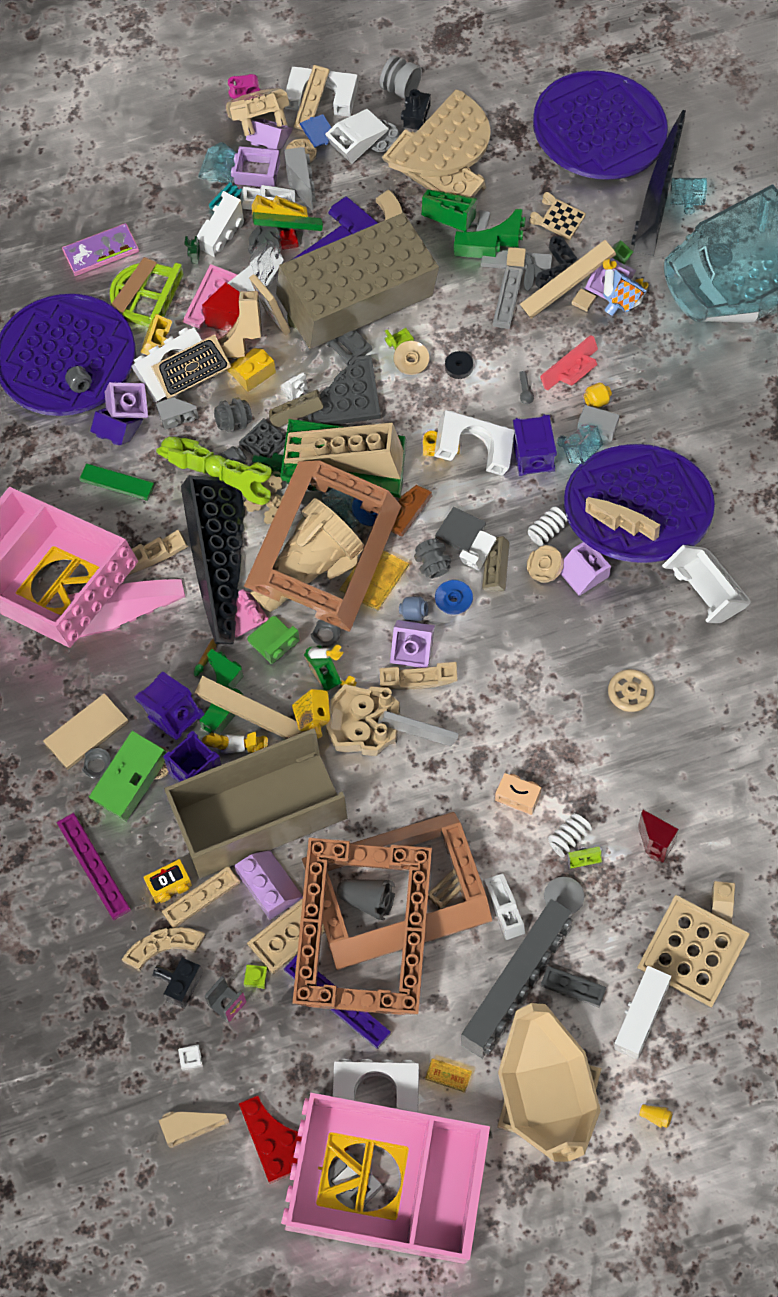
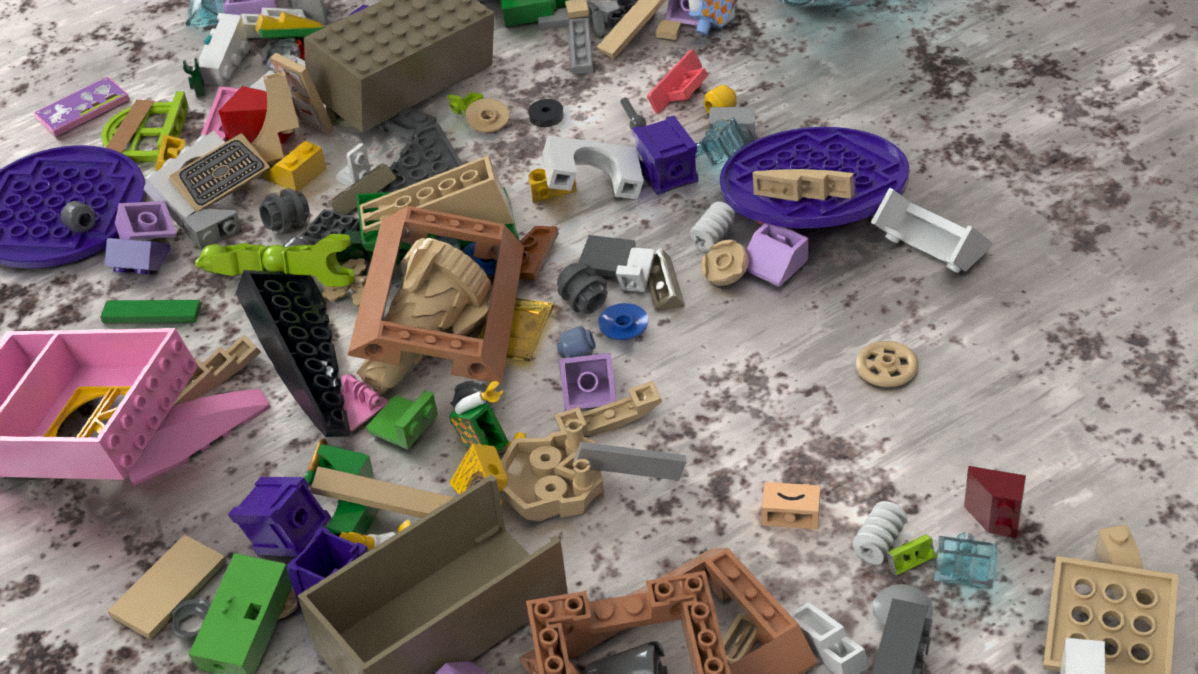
camera: 15 degrees left, 20 degrees down
(617, 875) = (965, 561): none -> clear light blue brick

